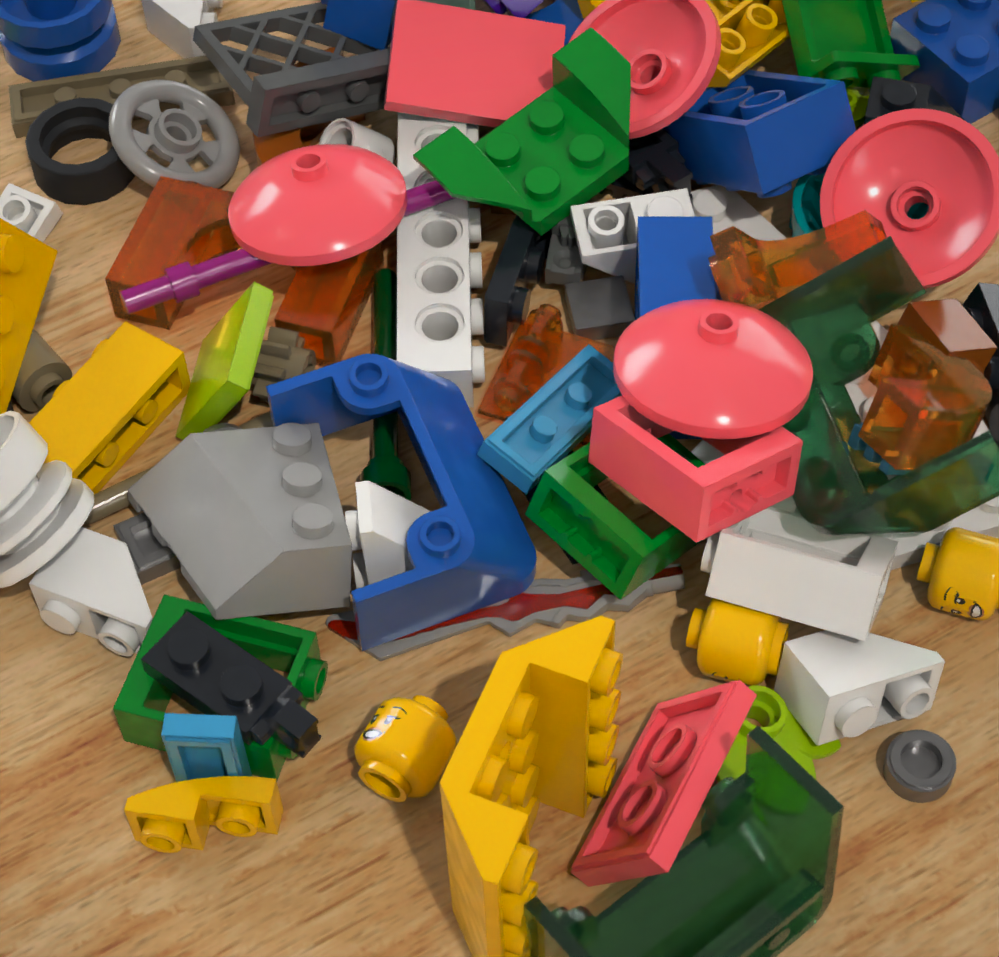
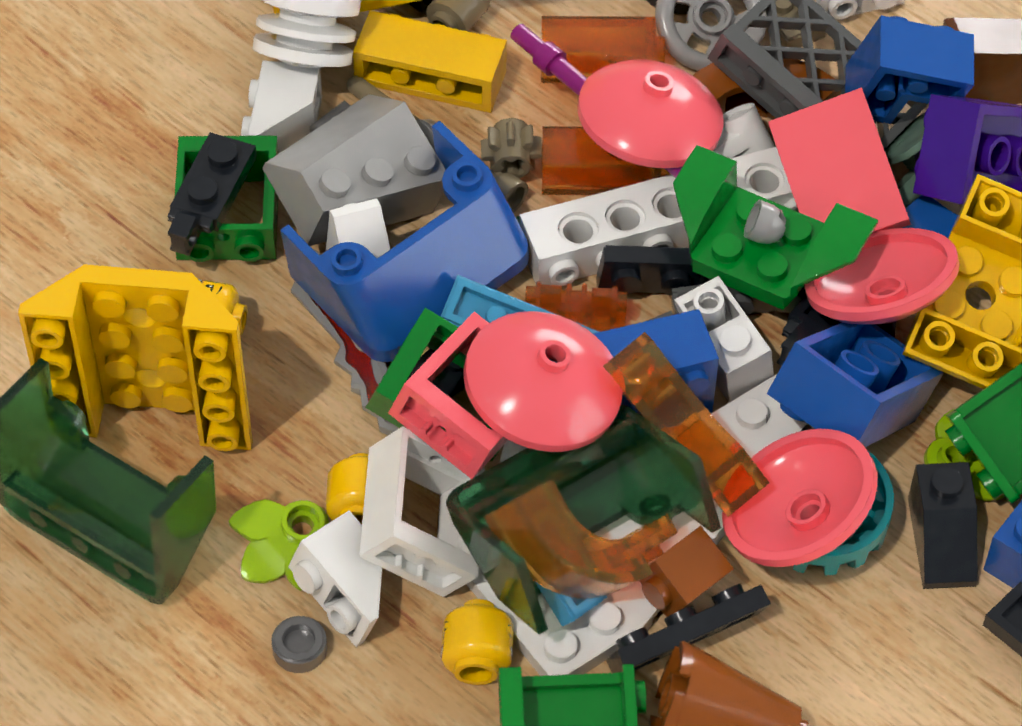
camera: 70 degrees right, 0 degrees up
(182, 811) = (127, 217): yellow slope -> none
(204, 746) = (154, 198): dark azure tile -> none
(226, 361) = (488, 110): lime tile -> none
(531, 129) = (765, 223): none -> light grey hinge
(663, 785) = (226, 465): coral tile -> none

